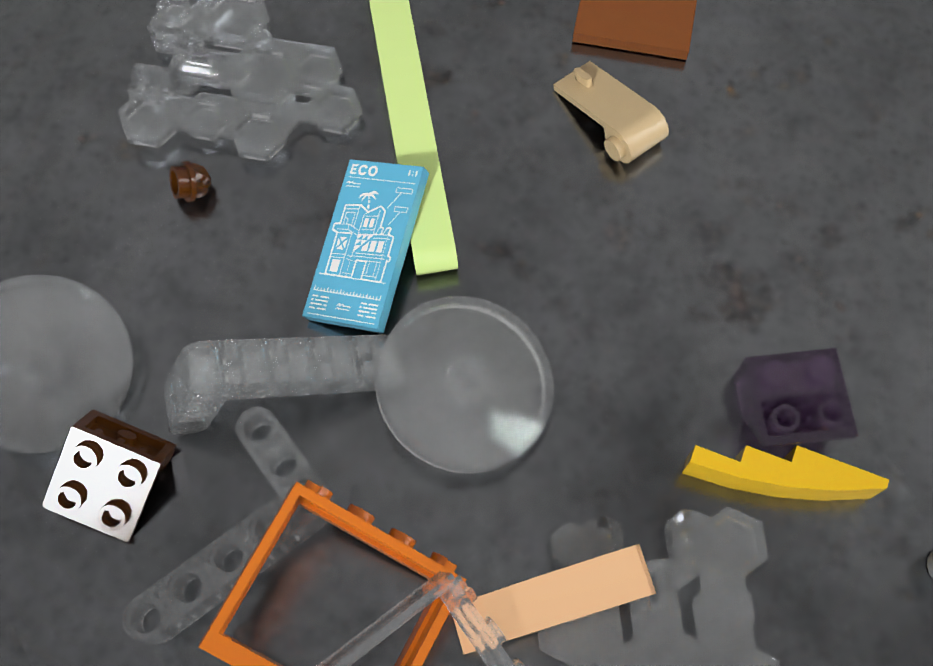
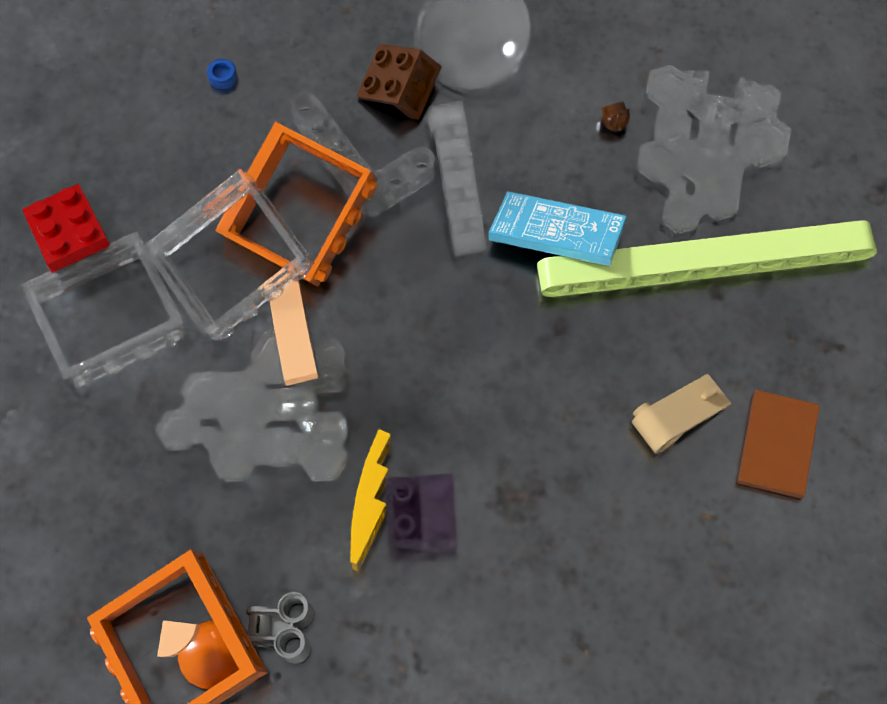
camera: 90 degrees right, 0 degrees up
(464, 384) = (448, 290): clear dish -> none

